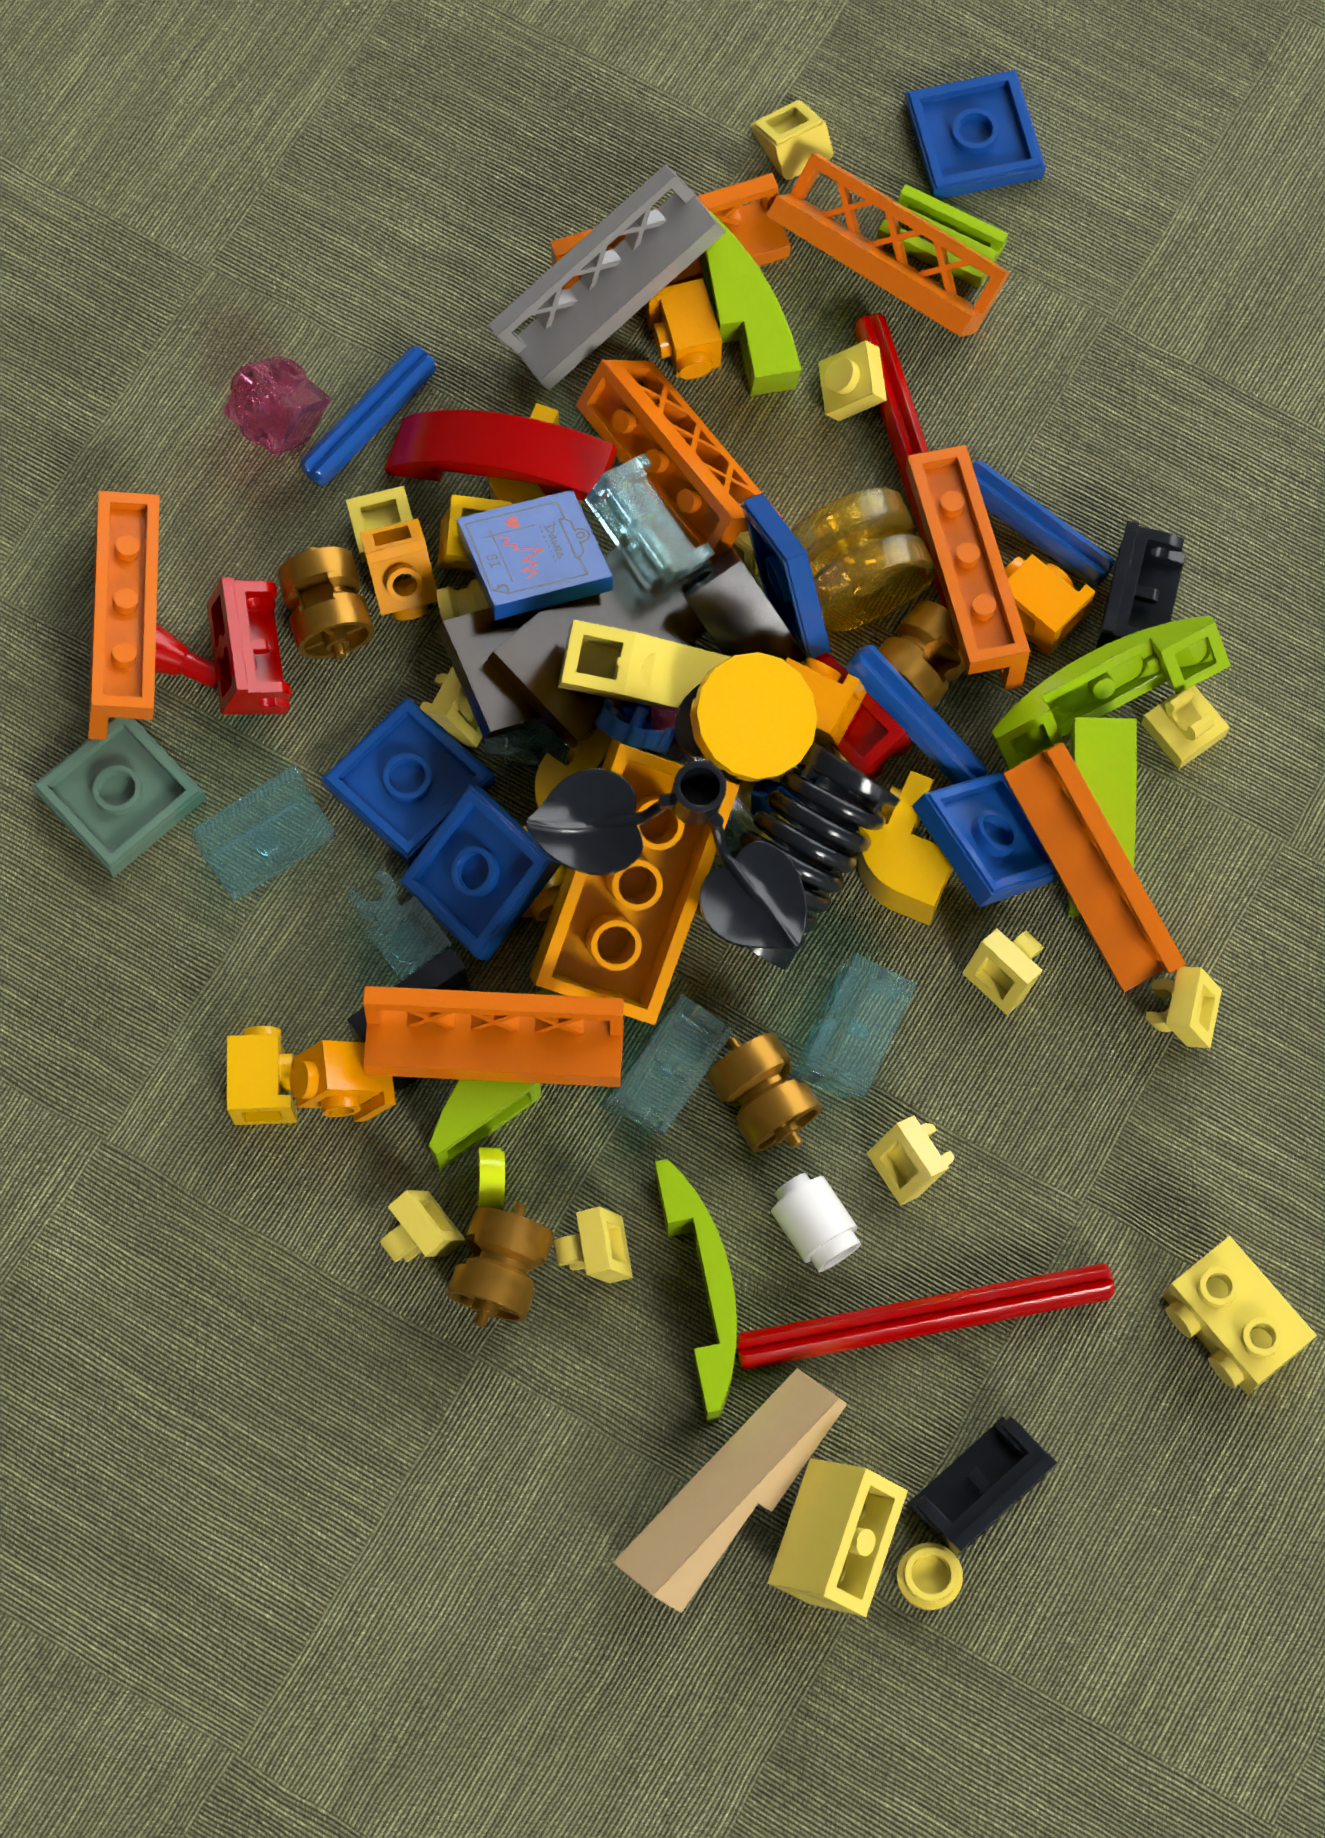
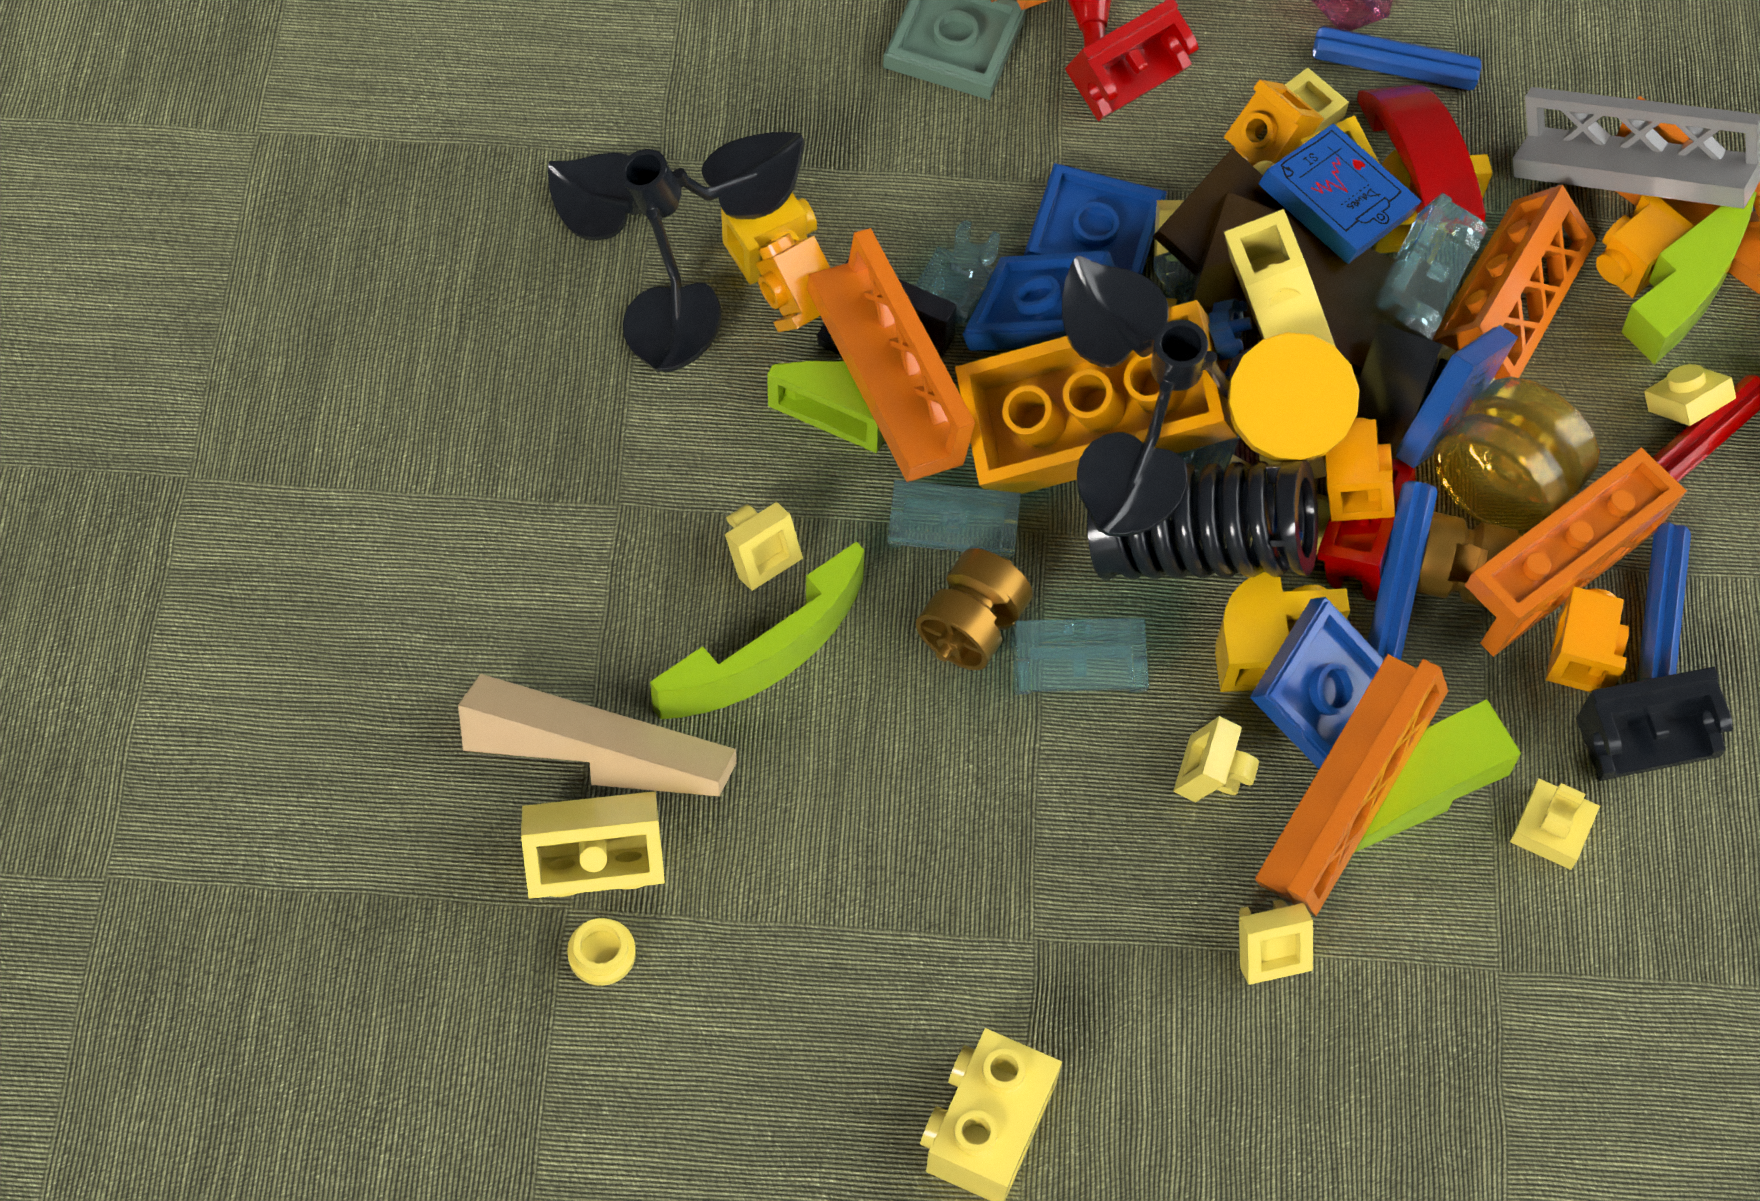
camera: 60 degrees right, 10 degrees down
(210, 1064) = (598, 192): none -> black plant
(262, 833) = (981, 139): clear light blue panel -> none
(325, 602) = (1206, 92): pearl gold wheel -> none
(421, 1229) = (704, 402): light yellow tile -> none
(491, 1177) = (775, 435): neon yellow tile -> none
(497, 1277) = (701, 472): pearl gold wheel -> none
(815, 1221) = (879, 706): white brick -> none
(909, 1159) = (980, 759): light yellow tile -> none
(925, 1316) = (848, 846): red axle -> none
(981, 1485) = (705, 961): black hinge -> none
(1107, 678) = (1552, 727): lime slope -> none

